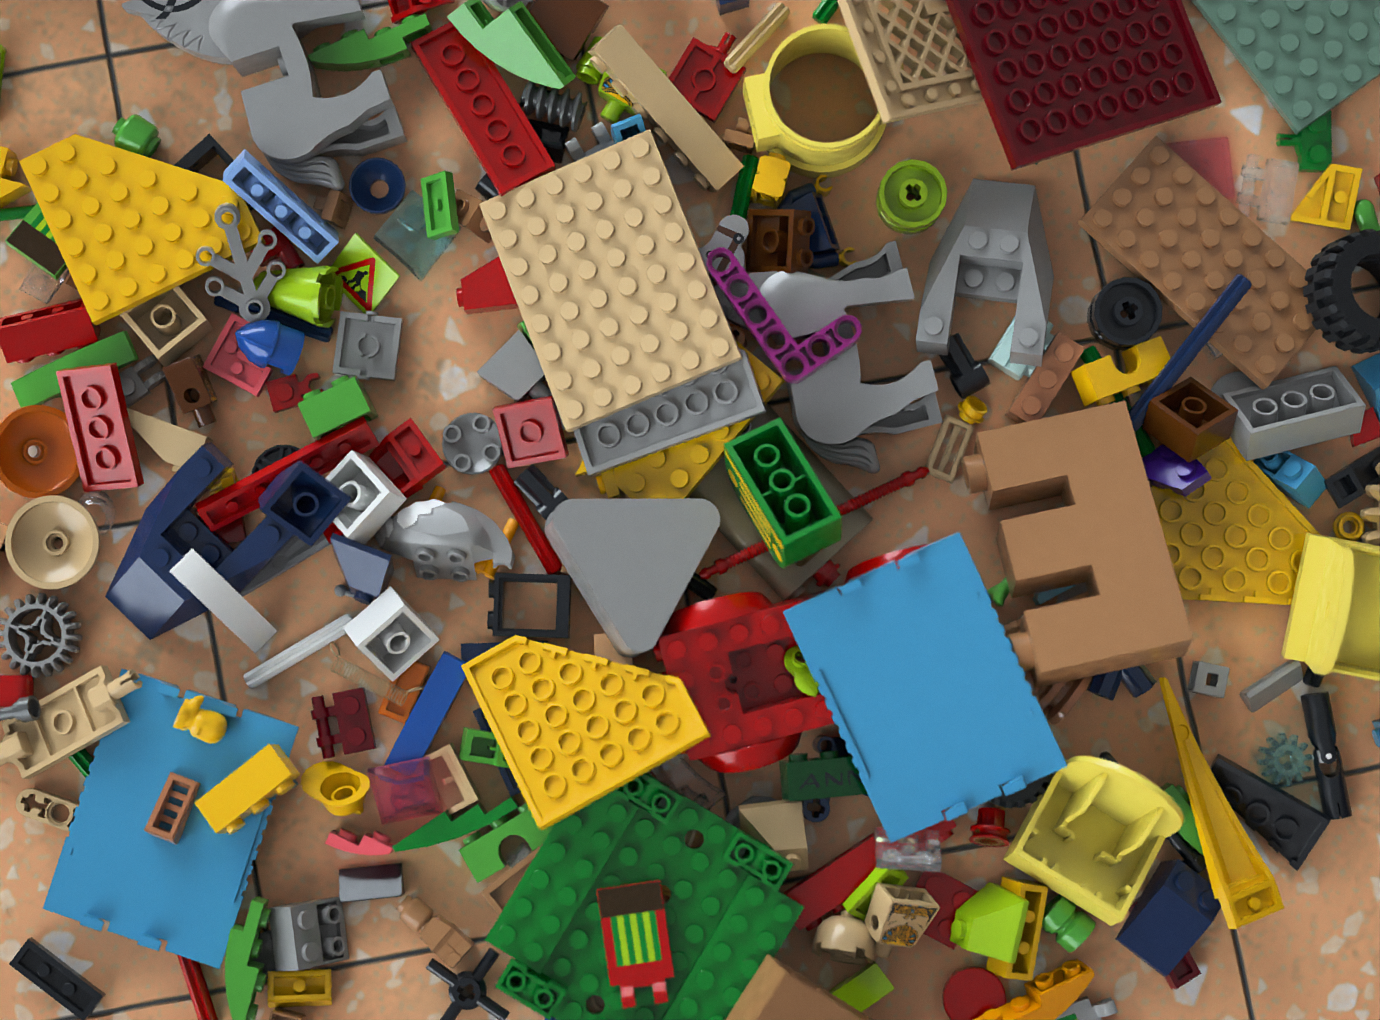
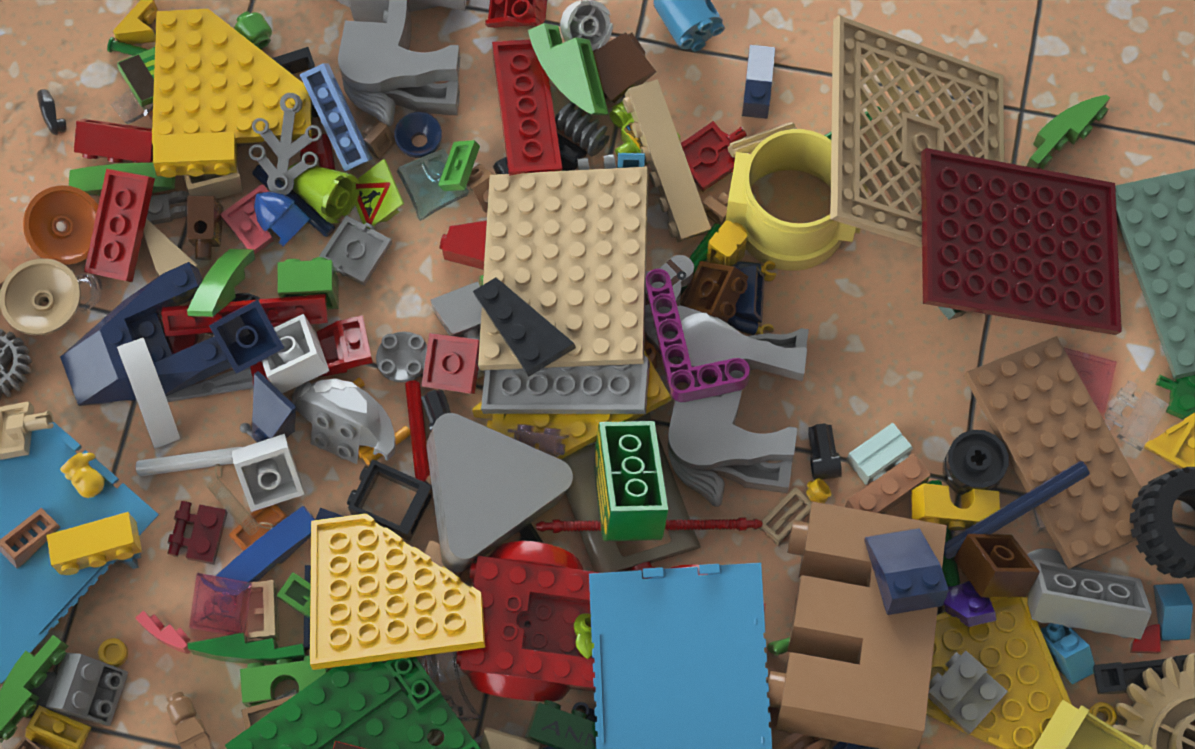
camera: 25 degrees right, 15 degrees down
(147, 317) = (195, 154): none -> yellow brick
(244, 451) = (219, 283): none -> bright green slope
(288, 391) = (273, 255): red plate -> none
(316, 883) = (113, 652): none -> yellow tile
(337, 787) = (167, 580): yellow piece -> none
(359, 52) = (449, 31): bright green slope -> none
(371, 882) = (157, 670): slope -> none
(600, 374) = (524, 330): none -> black wing
(675, 480) = (548, 441): none -> hinge
(917, 179) = (836, 304): lime wheel -> none
(993, 254) = (883, 372): light grey wedge -> none
(1106, 471) = (906, 571): none -> dark blue slope
(1207, 561) = (965, 691): none -> light grey plate

